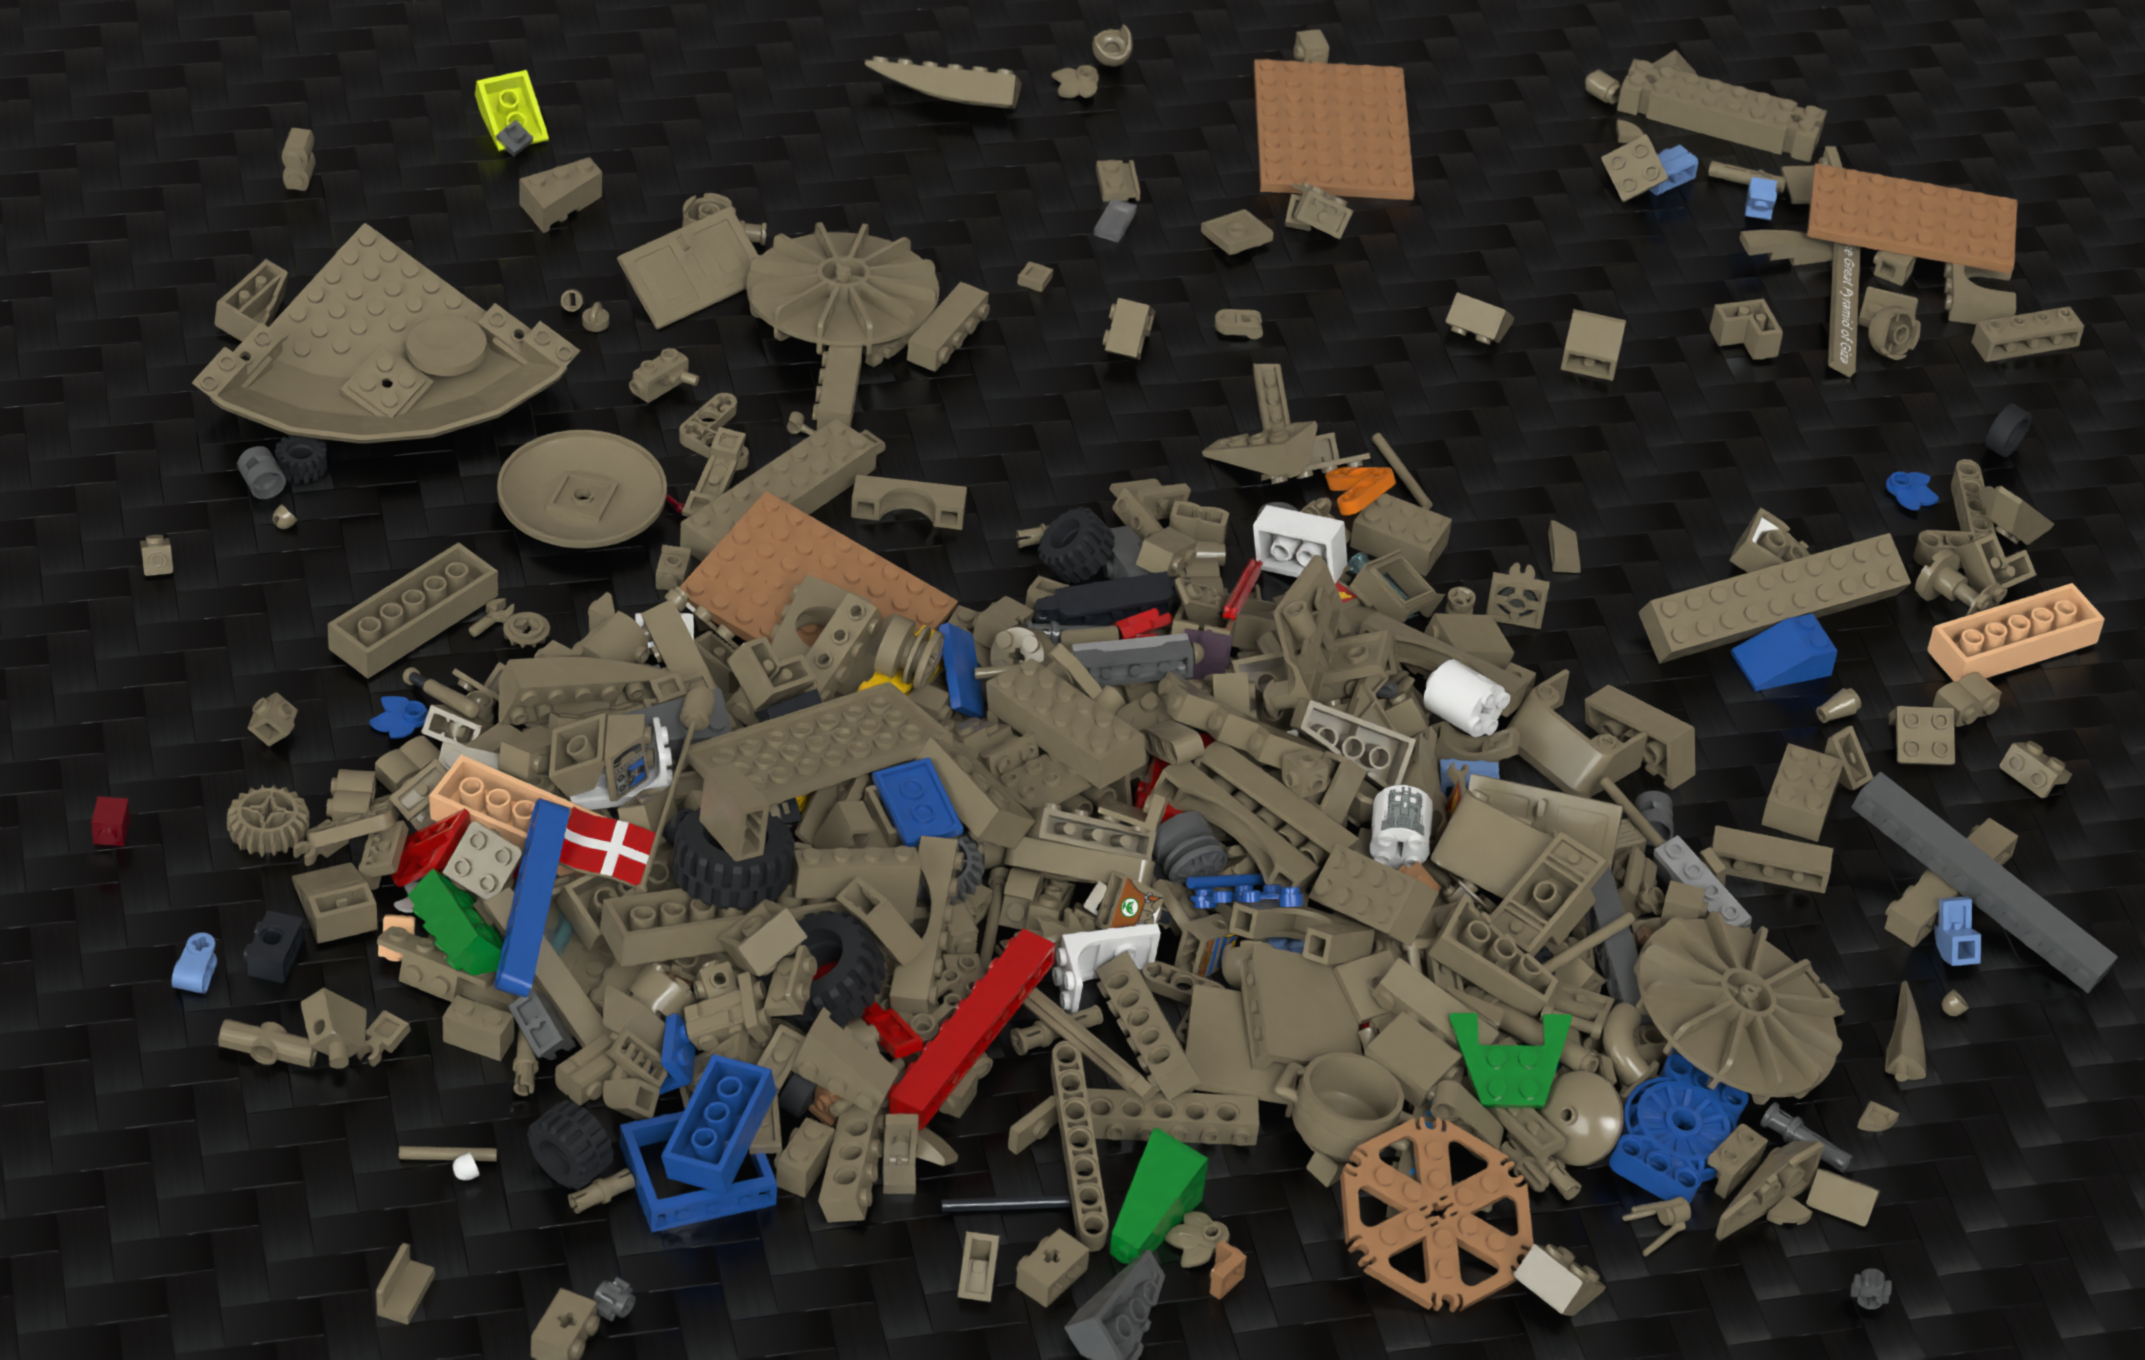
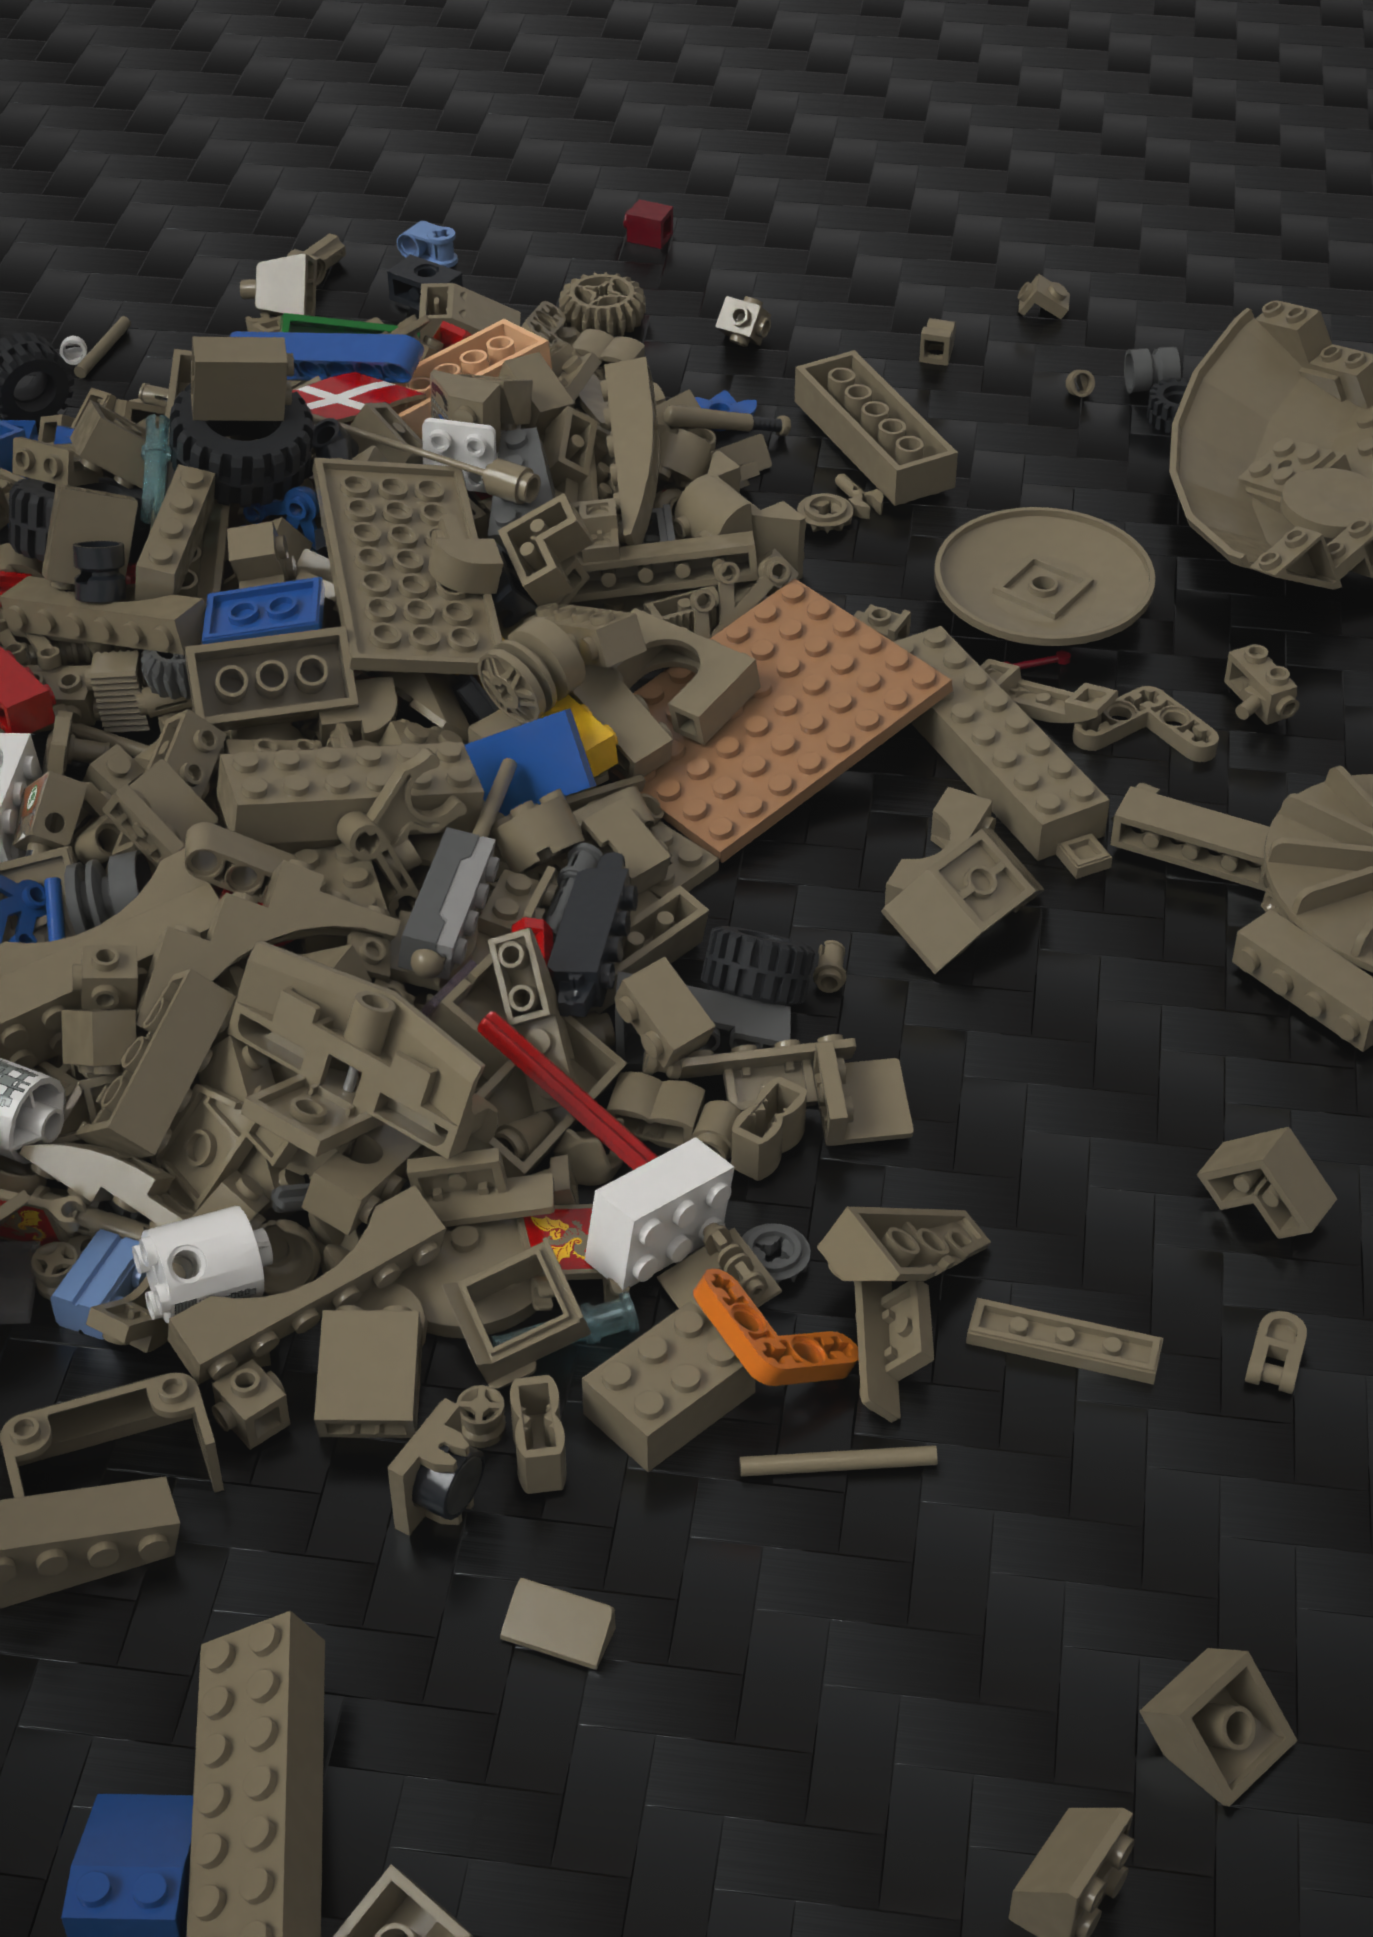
camera: 115 degrees right, 0 degrees up
(249, 605) = (937, 336): none -> dark tan leg
(785, 892) = (155, 456): none -> clear light blue pin
(810, 707) = (464, 563): none -> dark tan brick
(915, 905) = (99, 571): none -> black wheel
(986, 482) = (961, 898): none -> dark tan slope
(1467, 568) = (538, 1434): none -> dark tan brick

